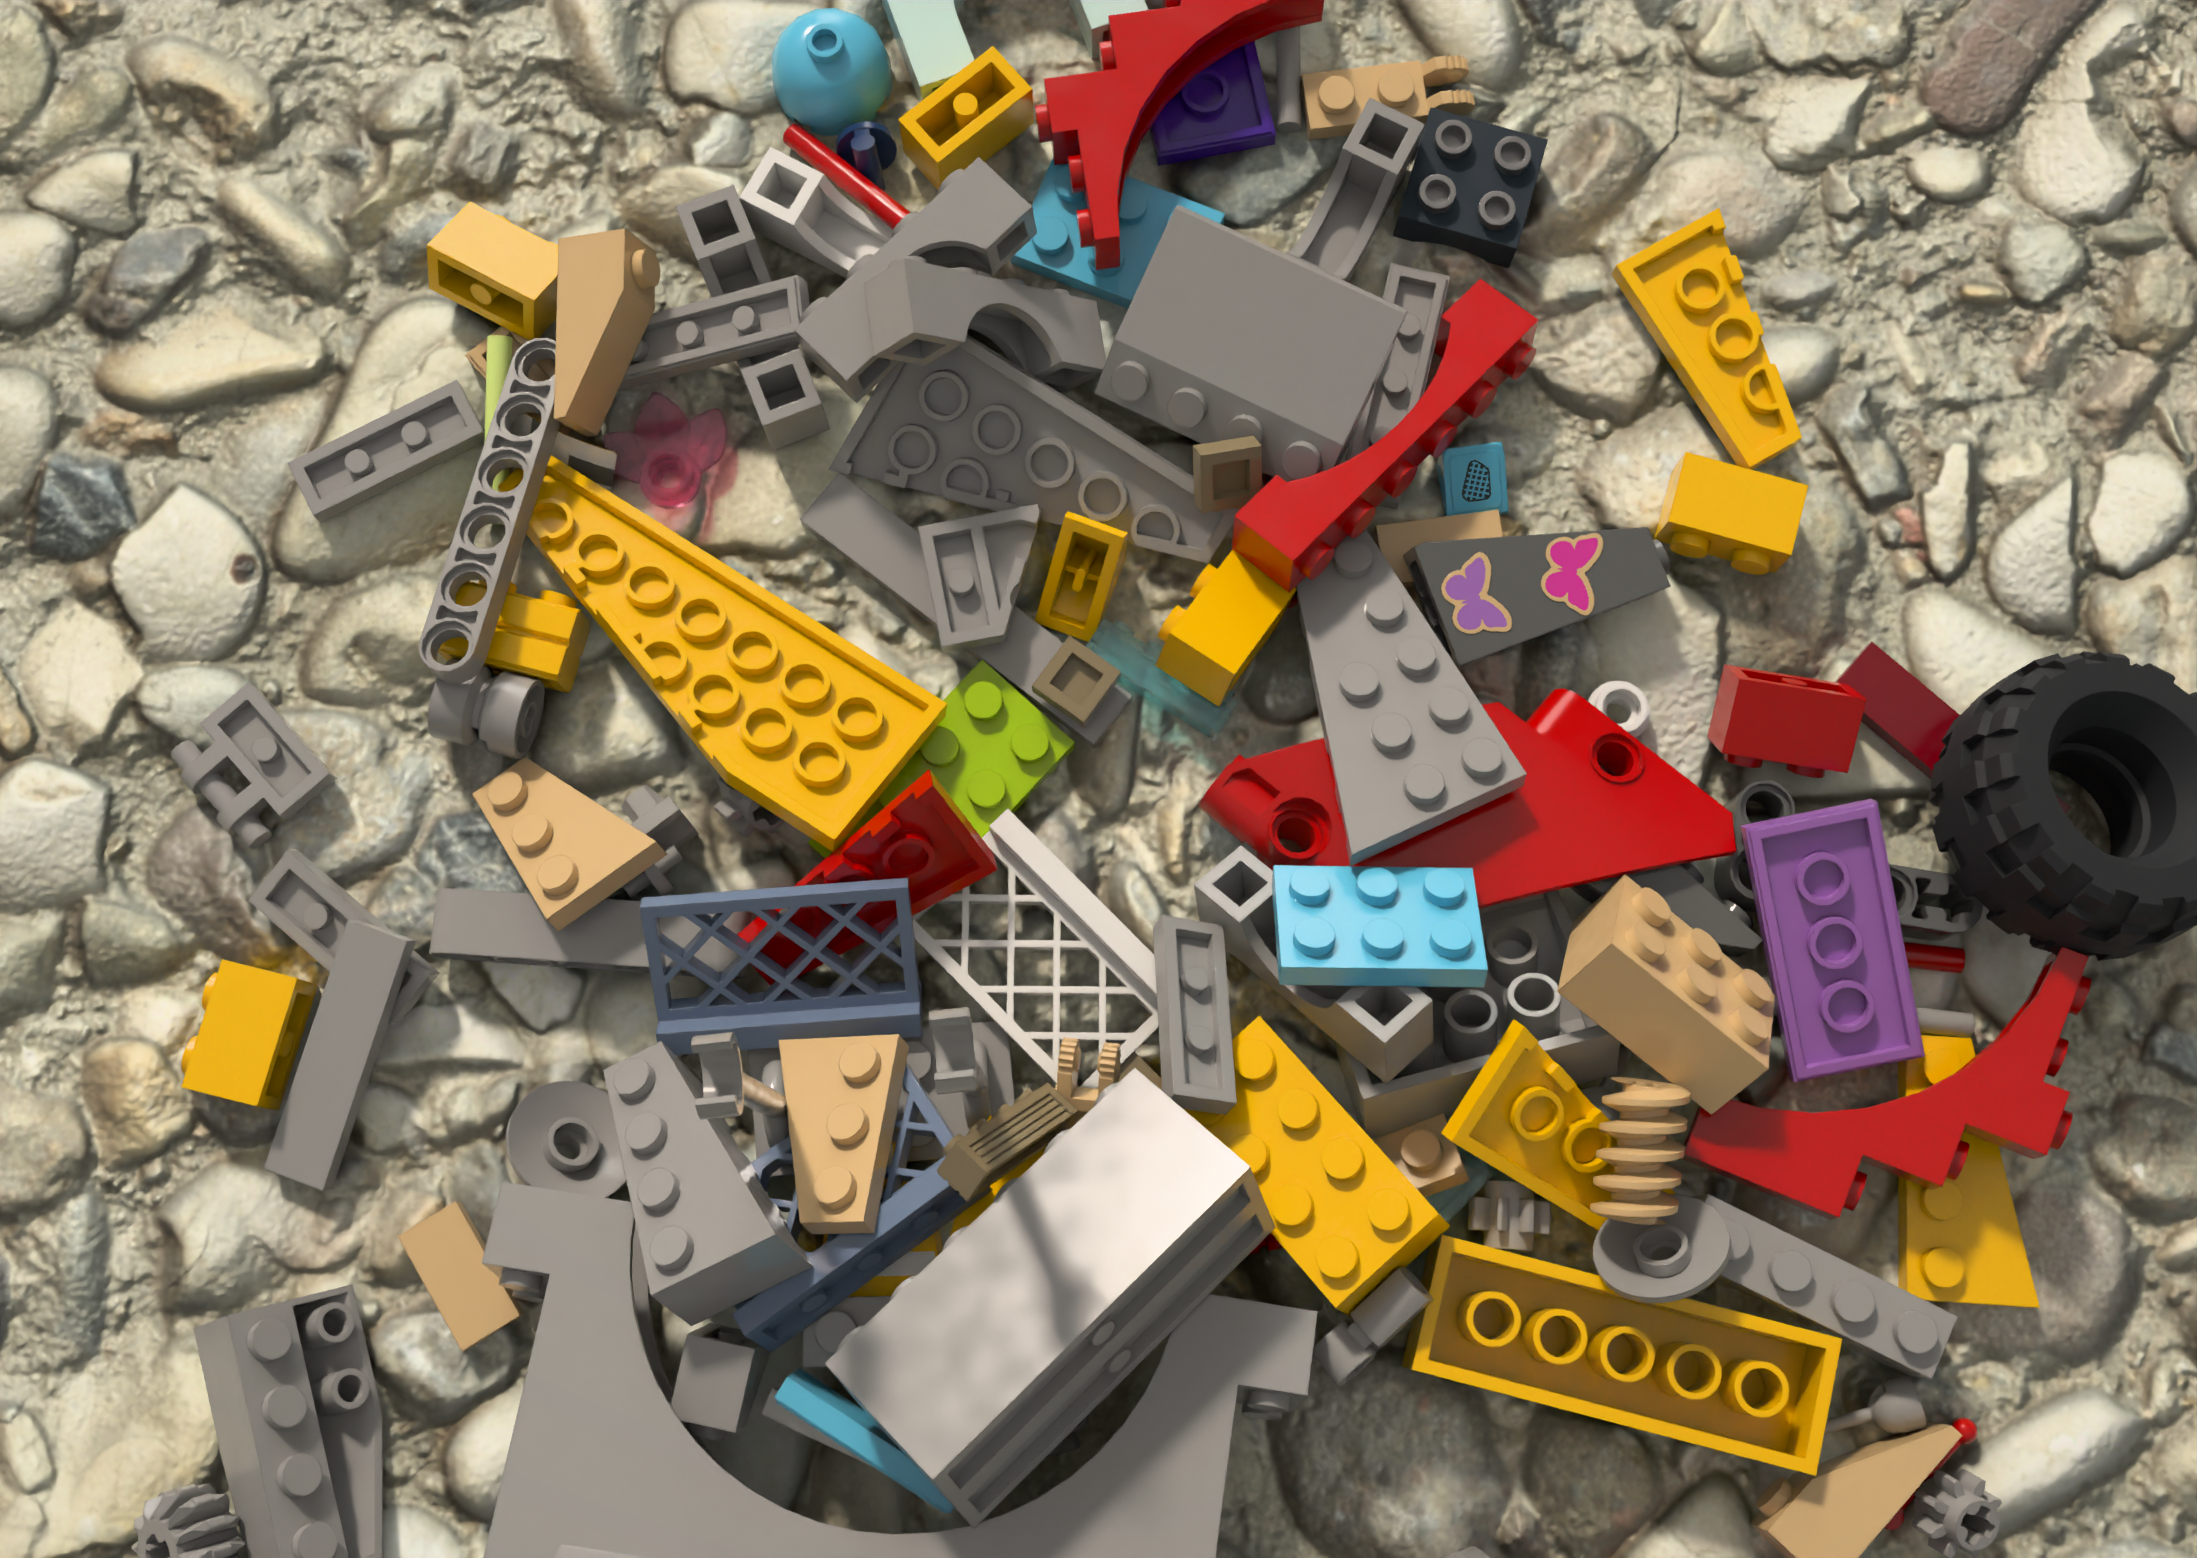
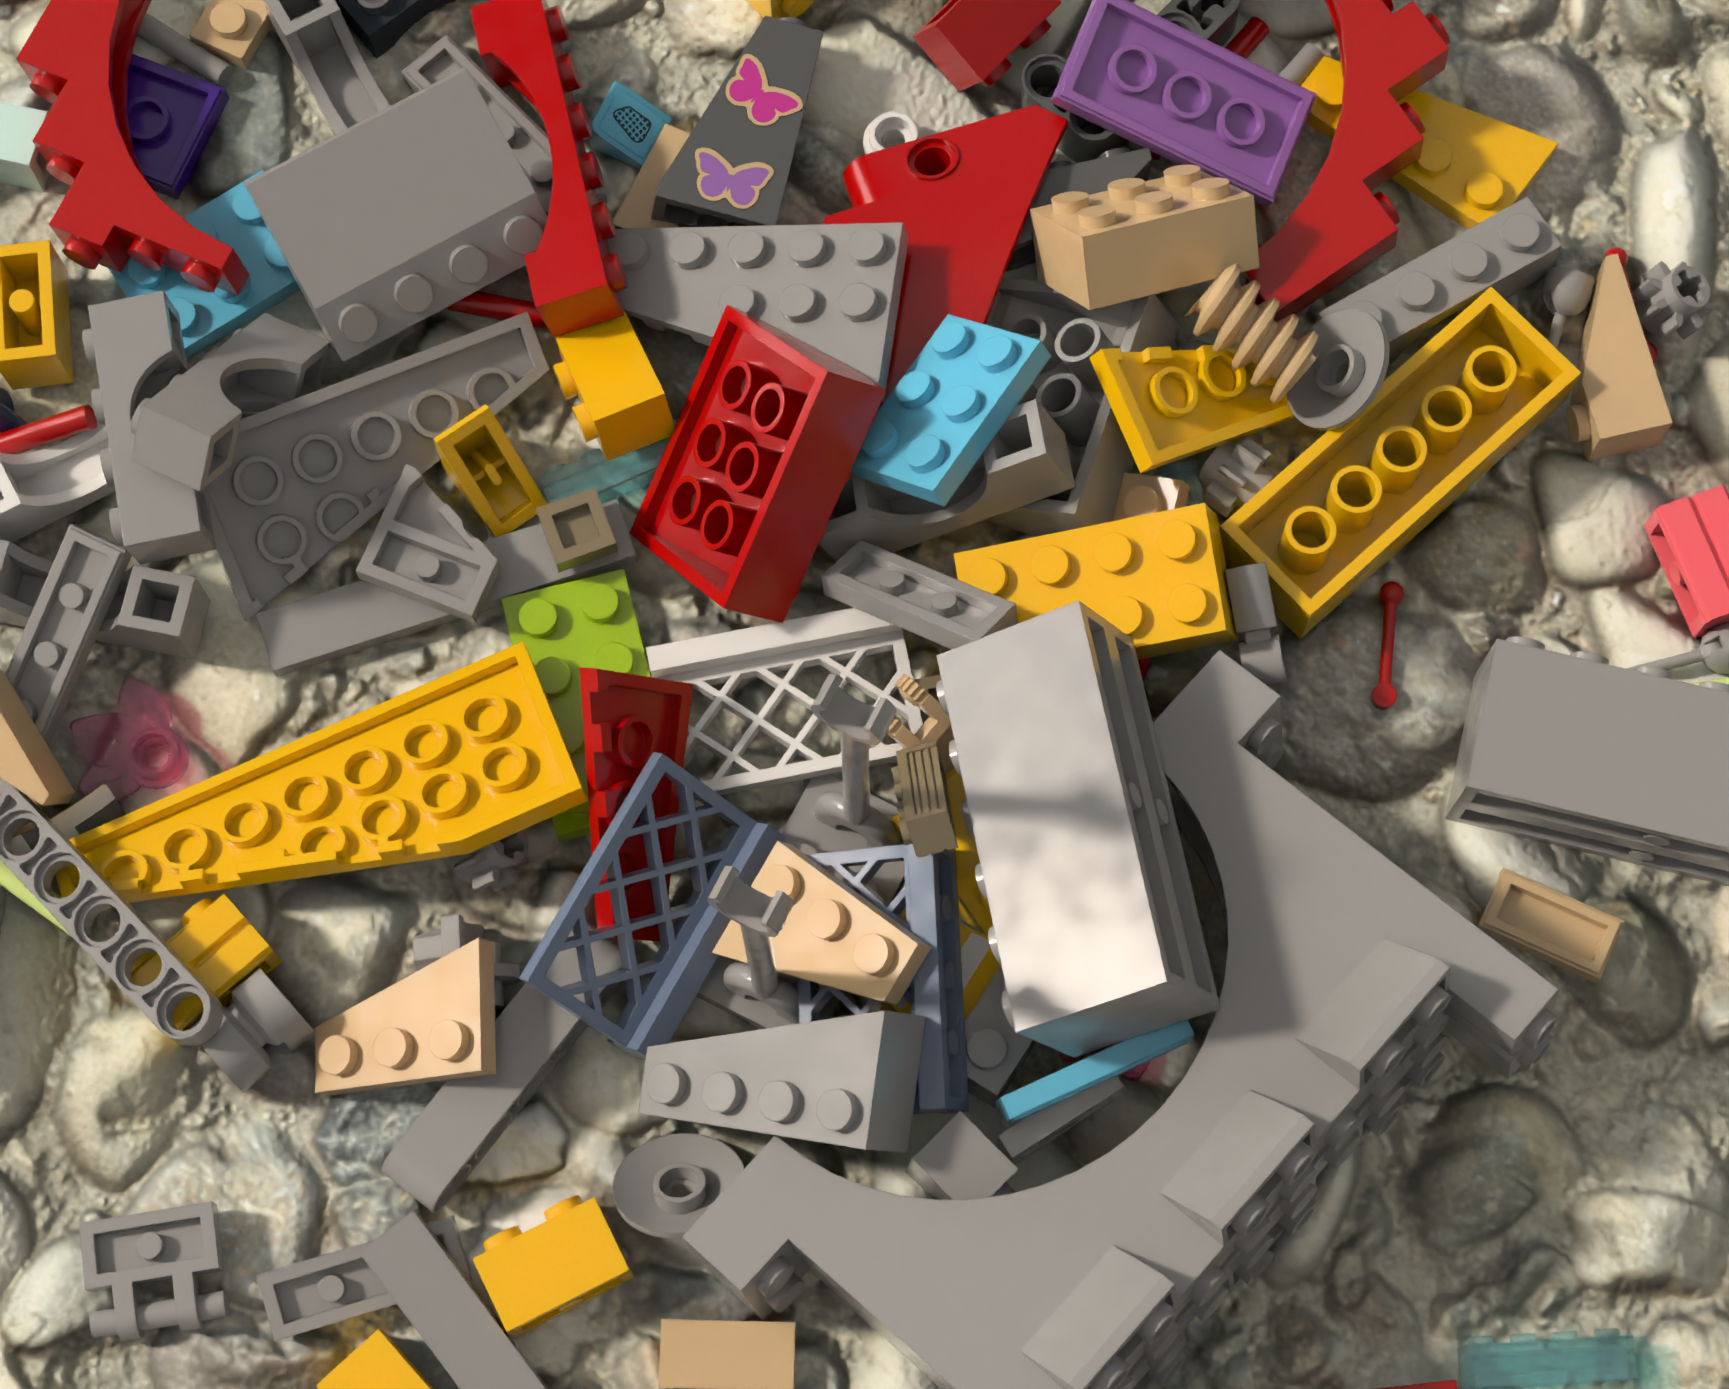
camera: 55 degrees left, 5 degrees down
(443, 1083) = (551, 1265): none -> yellow brick
(1222, 795) = (755, 465): none -> red slope
(1226, 473) = (493, 296): dark tan plate -> none
(1401, 1474) = (1384, 694): none -> red hinge

